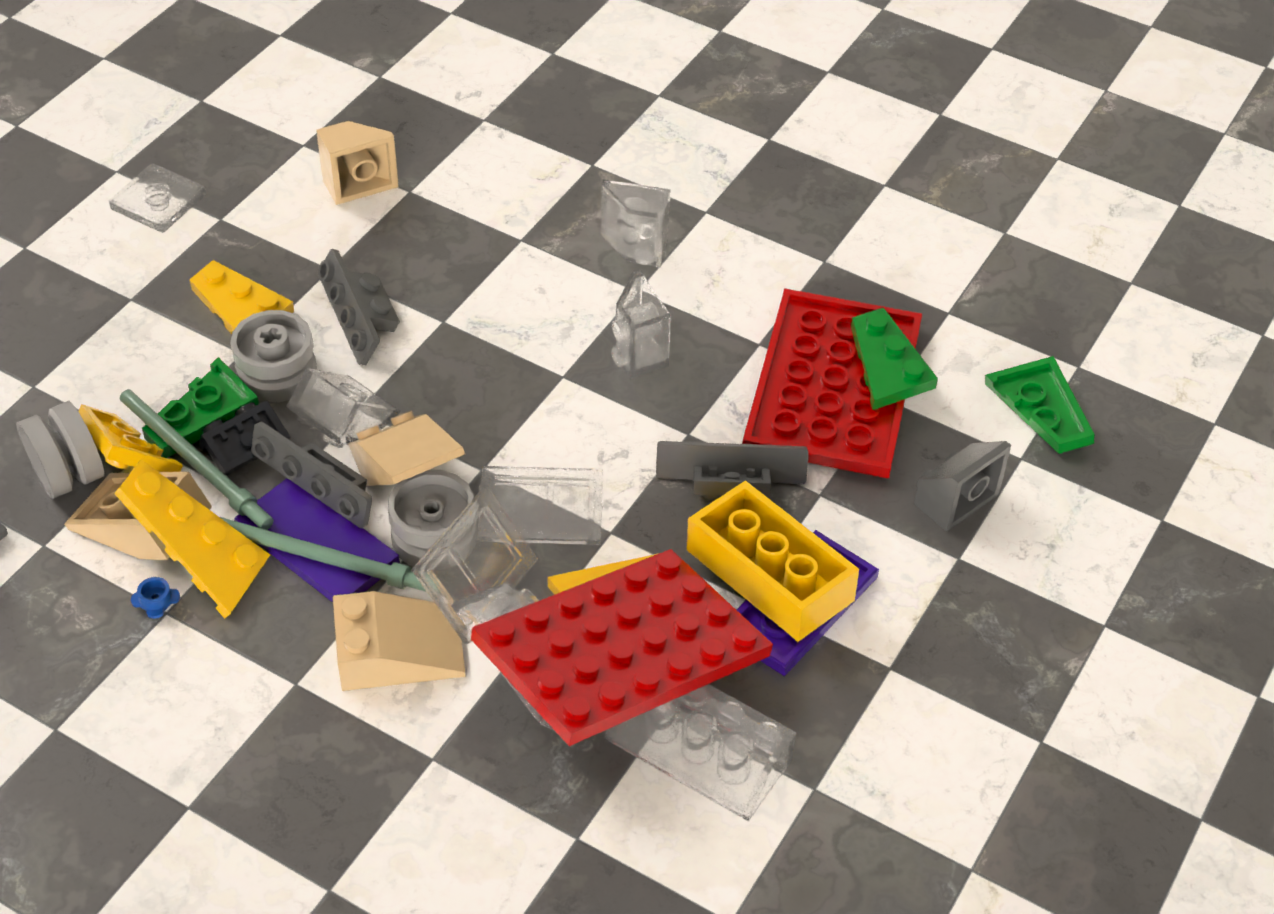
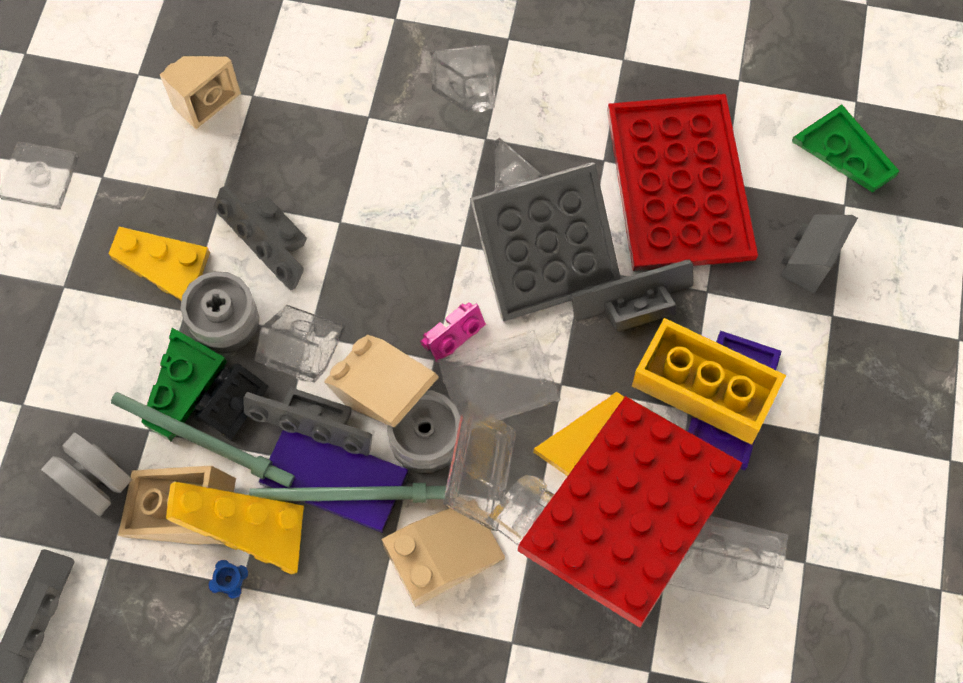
camera: 20 degrees left, 20 degrees up
(121, 442) = (132, 448): yellow wing -> none
(515, 445) = (463, 324): none -> dark pink hinge
(648, 377) = (546, 240): none -> dark grey plate
(889, 360) = (721, 151): green wing -> none

